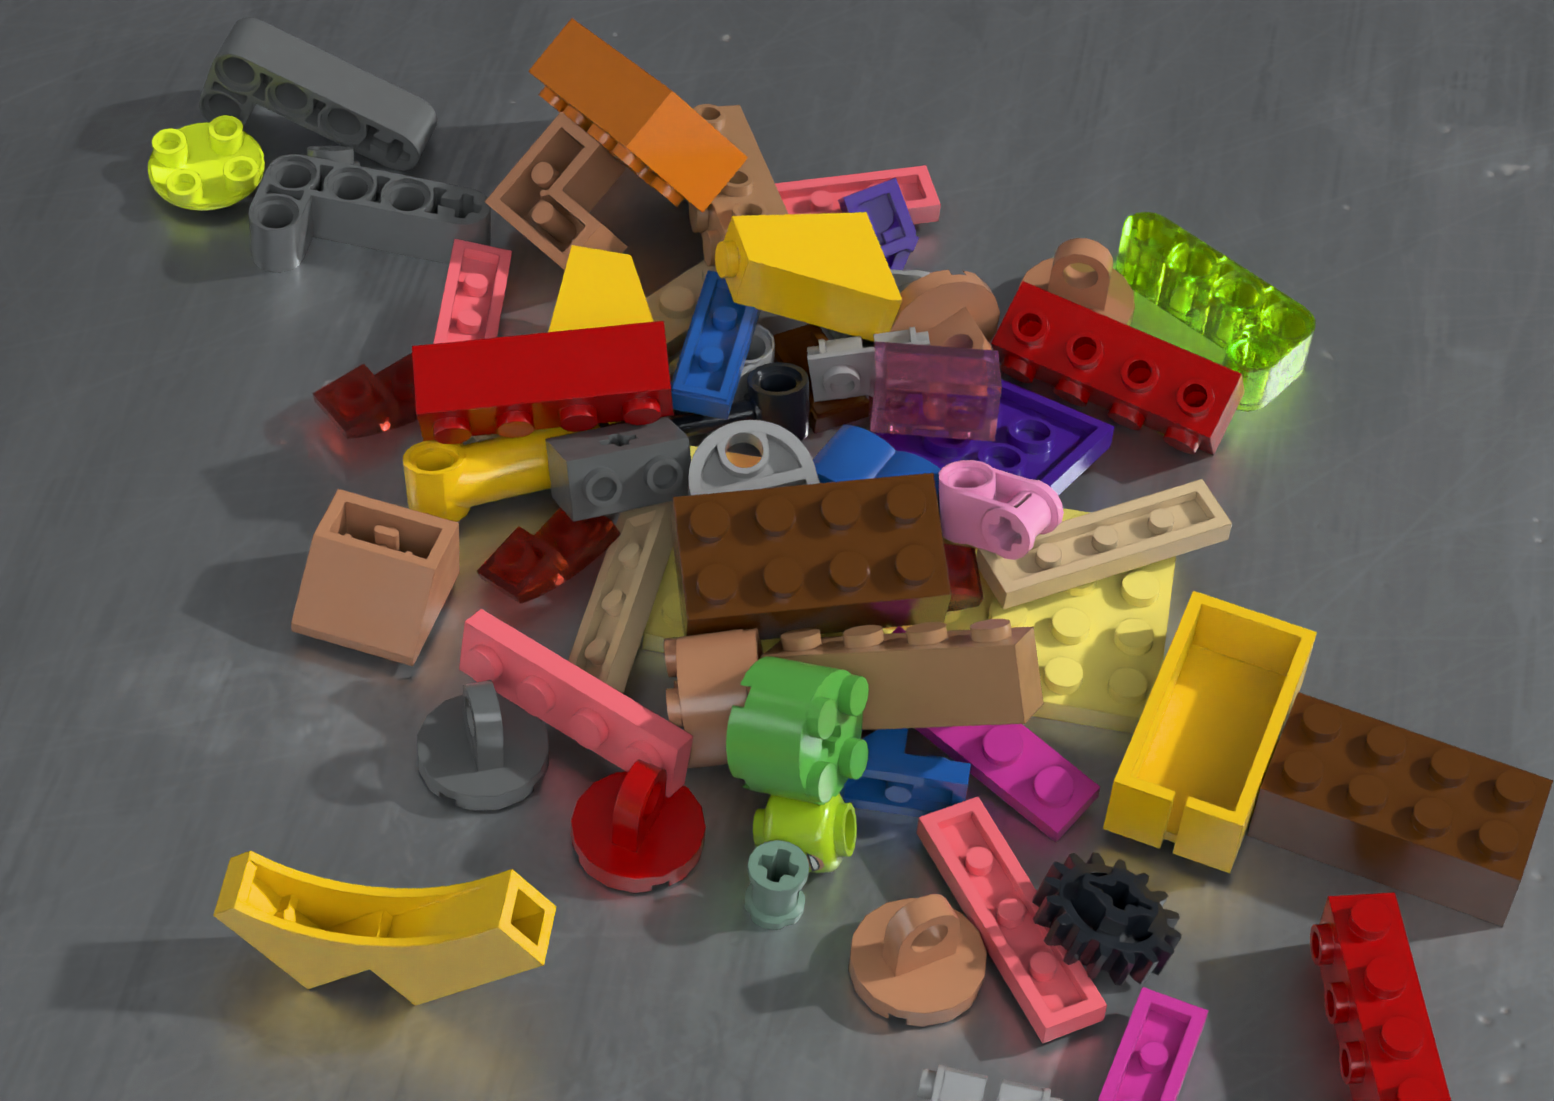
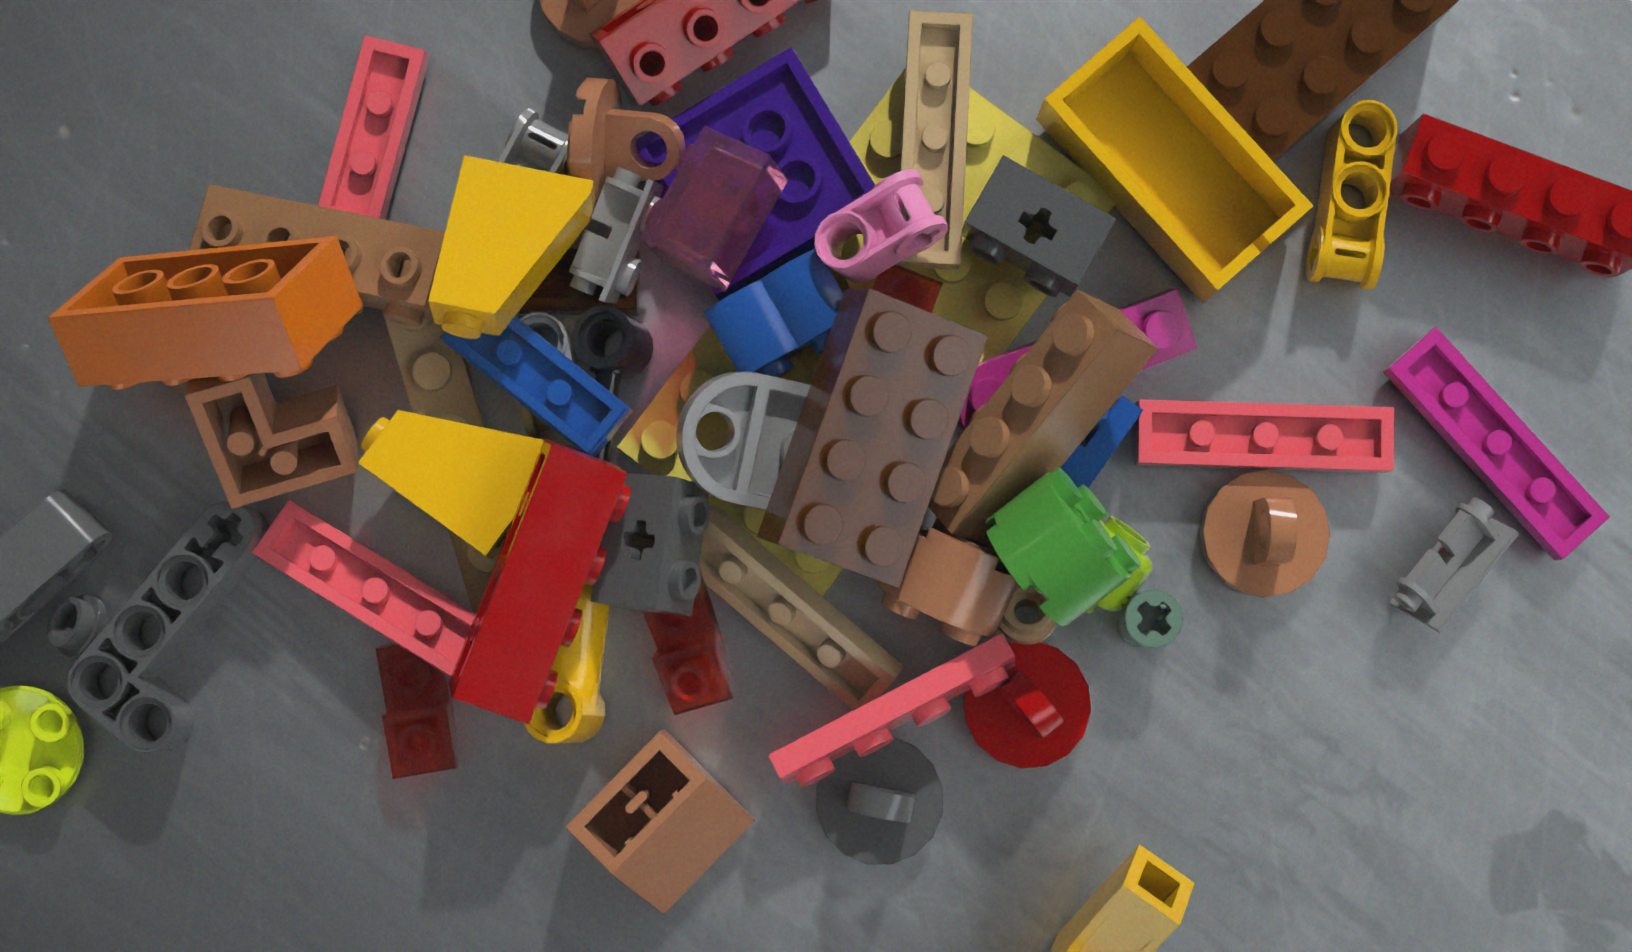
camera: 60 degrees left, 35 degrees up
(722, 794) = (1026, 632): none -> tan plate
(888, 218) = (432, 125): dark purple slope -> none
(1078, 638) = (1011, 204): none -> dark grey brick
(1106, 918) = (1327, 382): black gear -> none
(1277, 896) = (1346, 239): none -> yellow piece

